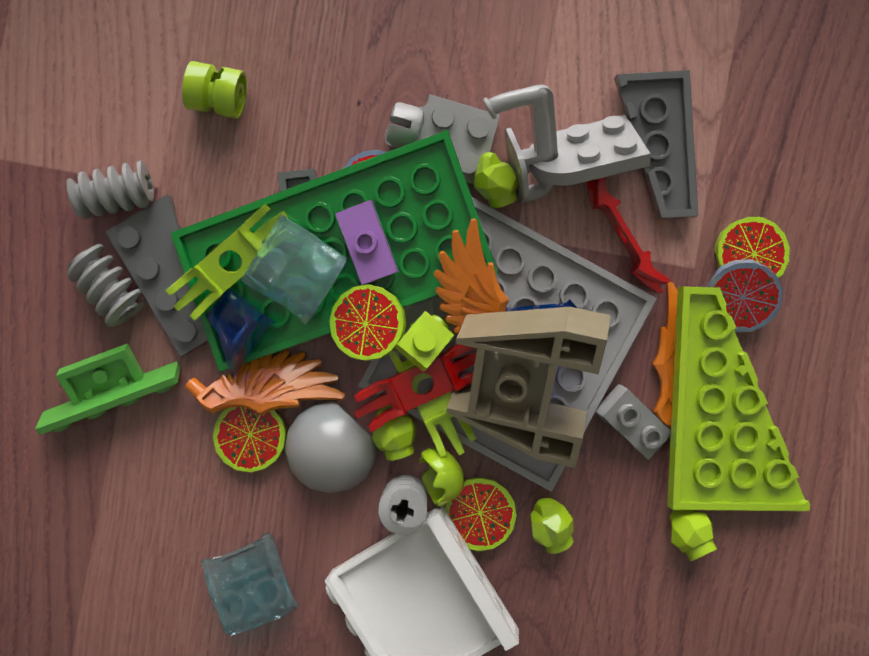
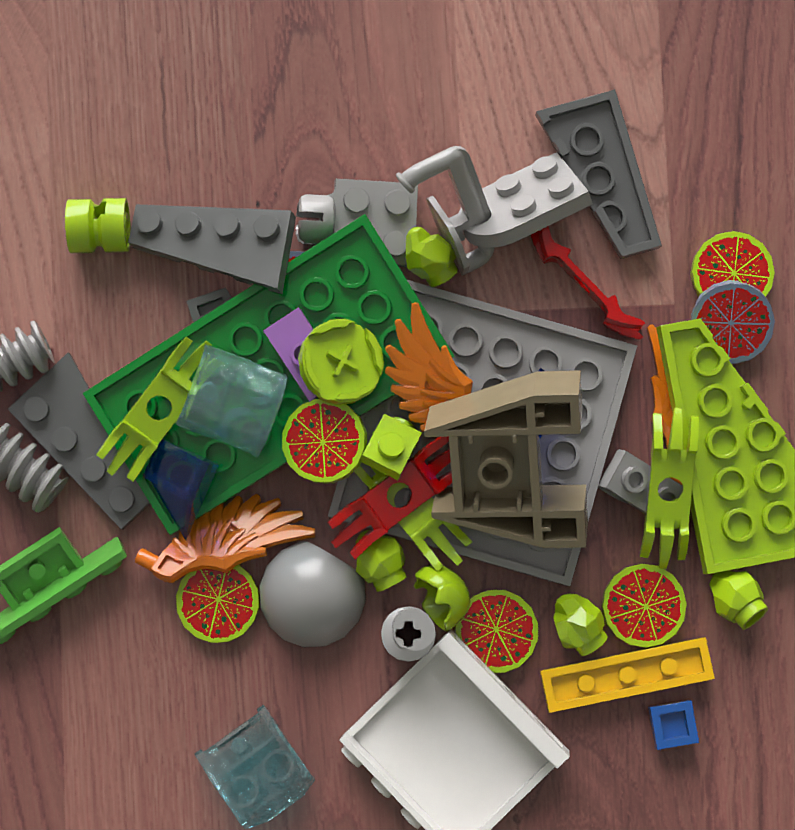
camera: 10 degrees left, 5 degrees down
(325, 128) = (230, 241): none -> dark grey wing
(396, 256) = (340, 361): none -> lime tile
(582, 576) = (627, 674): none -> yellow plate
(609, 519) = (644, 605): none -> tile
(611, 627) = (673, 724): none -> blue plate
(659, 408) = (670, 463): none -> lime piece

